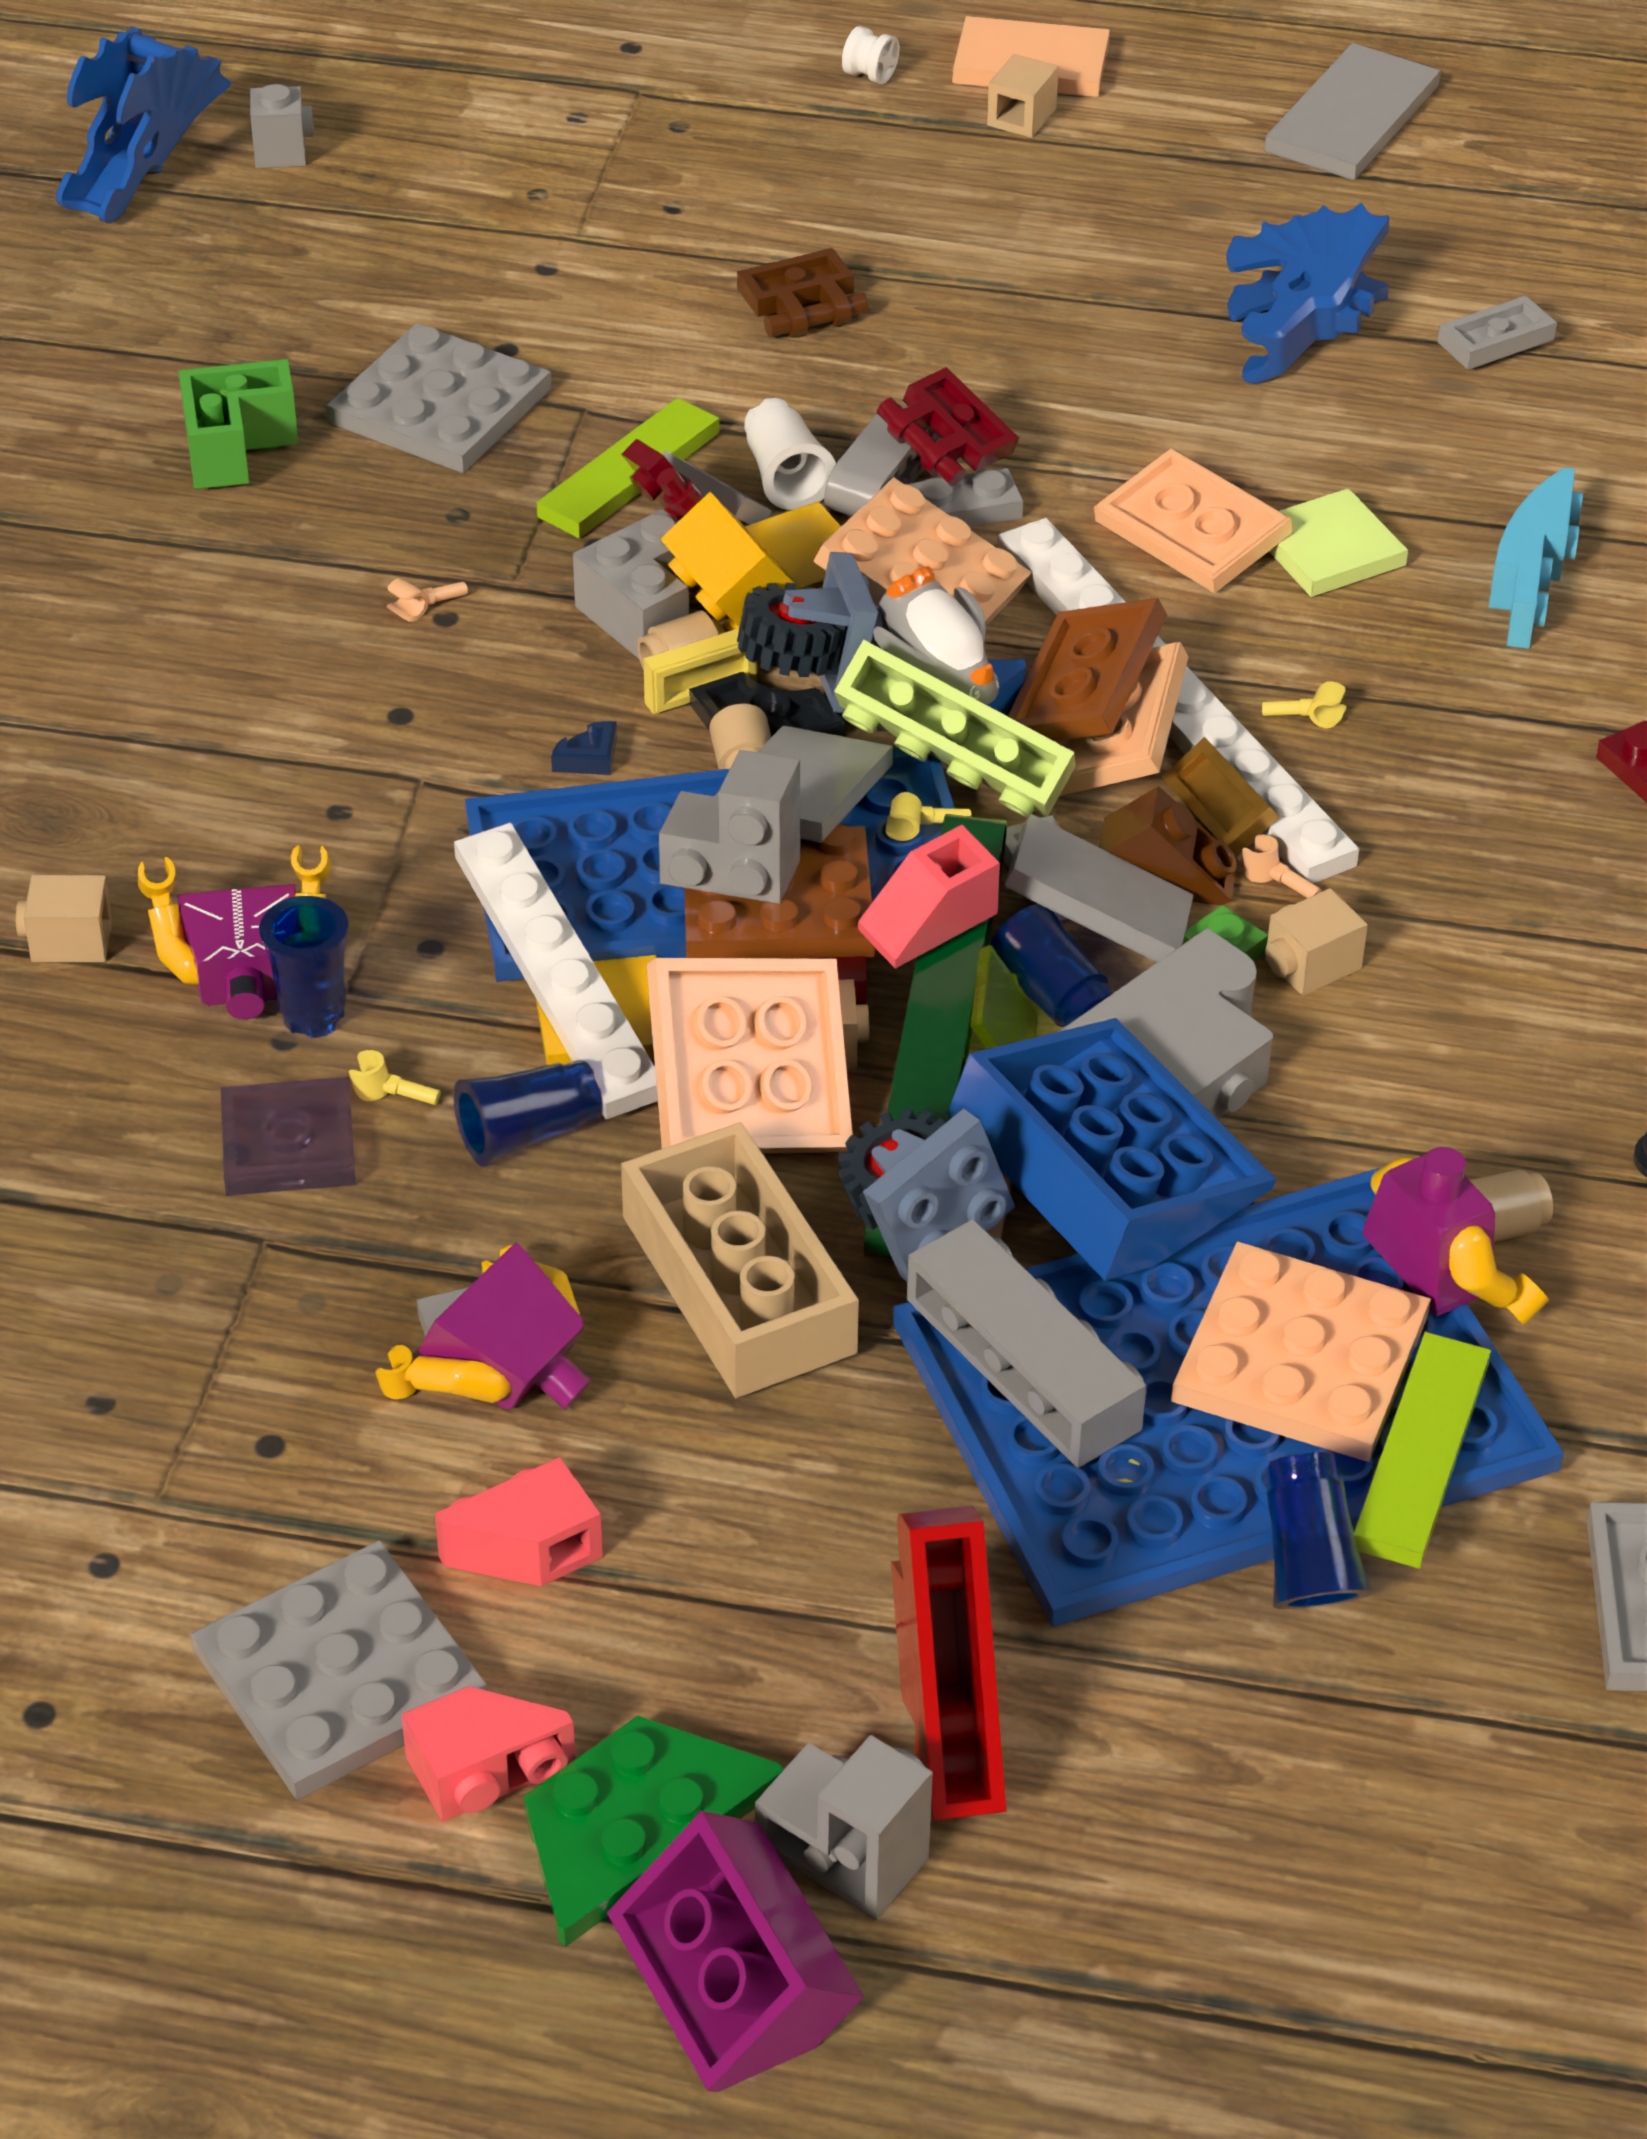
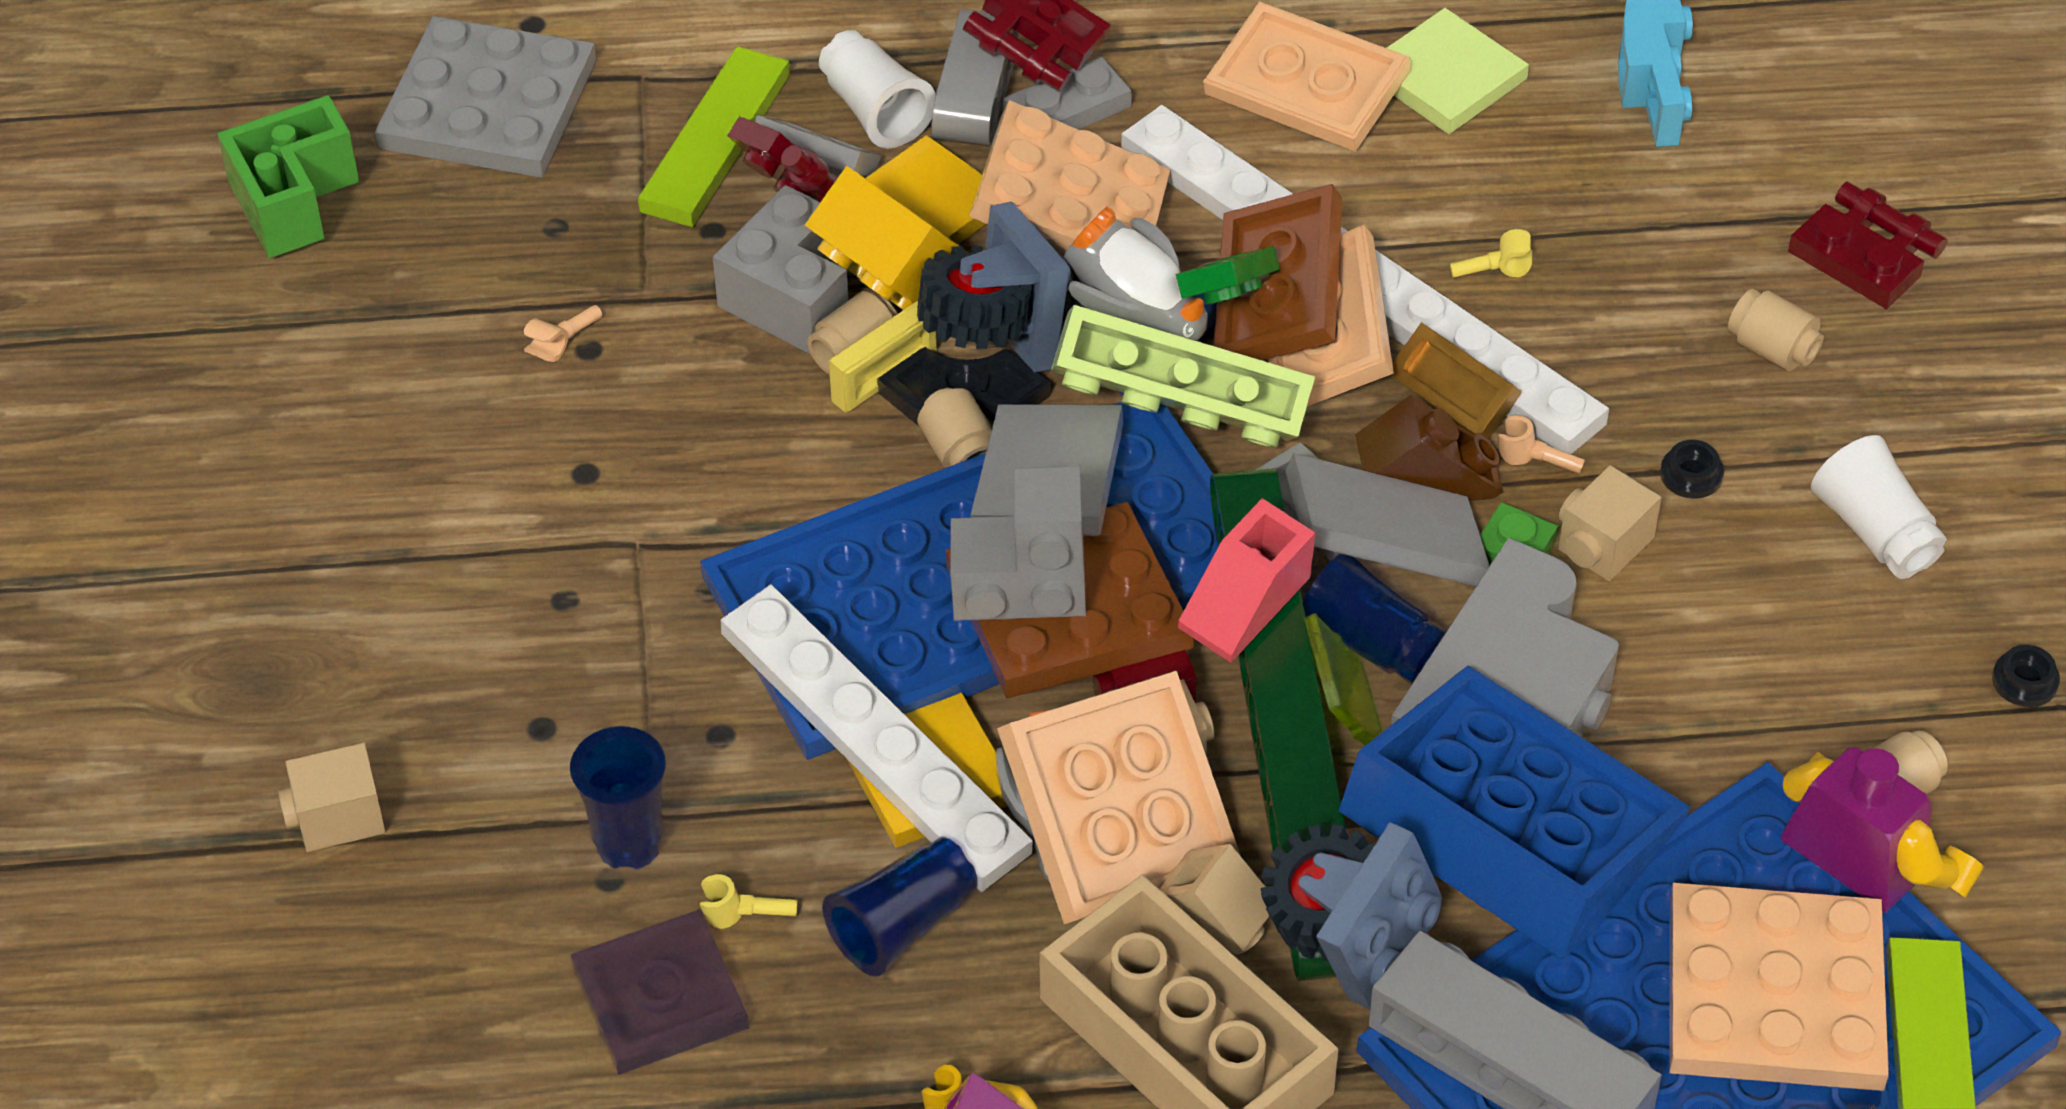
camera: 15 degrees left, 5 degrees up
(216, 935) = (518, 778): magenta torso -> none
(588, 751) = (797, 471): dark blue tile -> none
(808, 1164) = (1220, 896): none -> tan brick
(908, 814) = (1163, 477): light yellow hand -> none
(1029, 653) = (1228, 275): none -> green plate
(1418, 915) = (1692, 469): none -> black plate
(1548, 814) = (1776, 329): none -> tan brick
(1581, 978) = (1880, 506): none -> white plant

